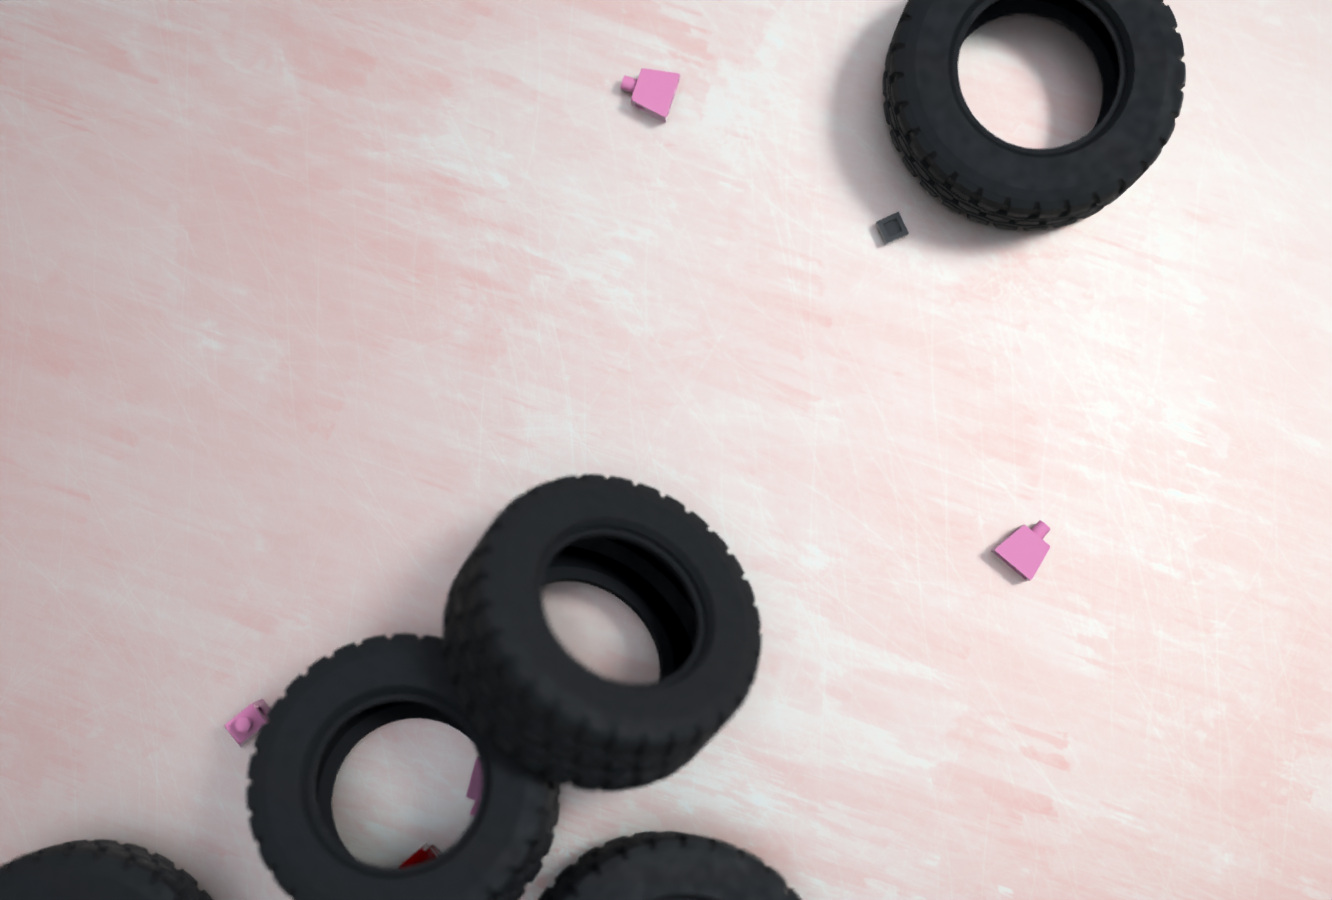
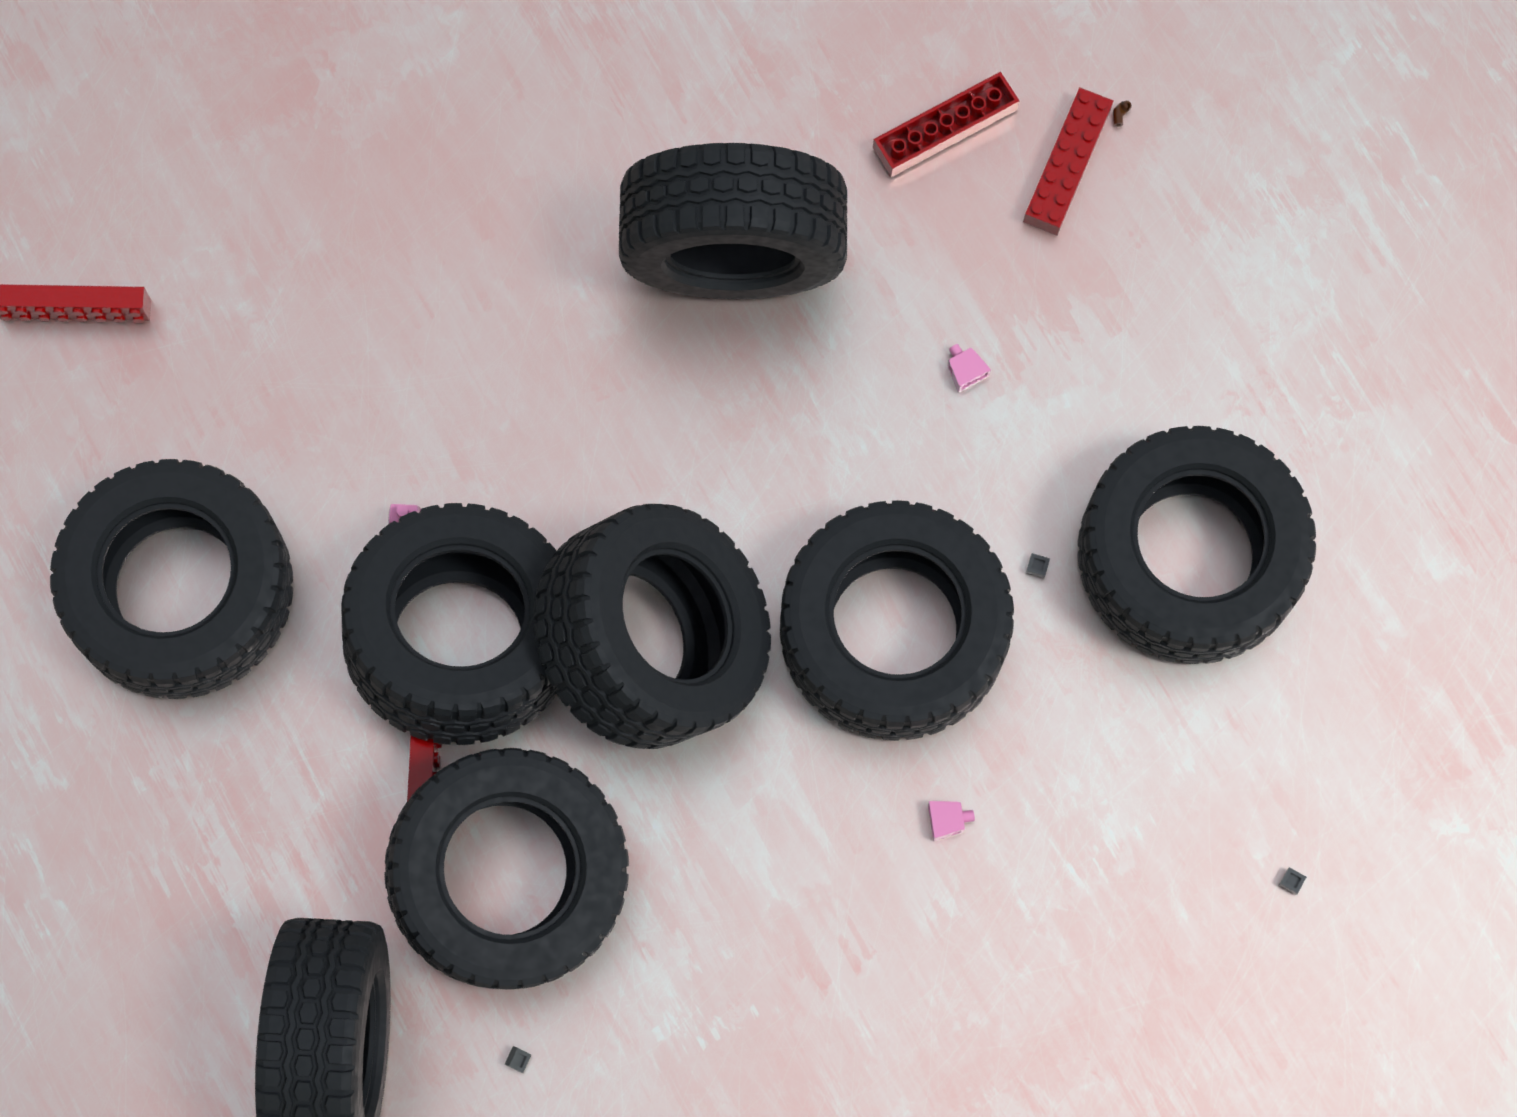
camera: 45 degrees right, 10 degrees down
(310, 152) = (733, 221): none -> black tyre
(882, 322) = (910, 540): none -> black tyre

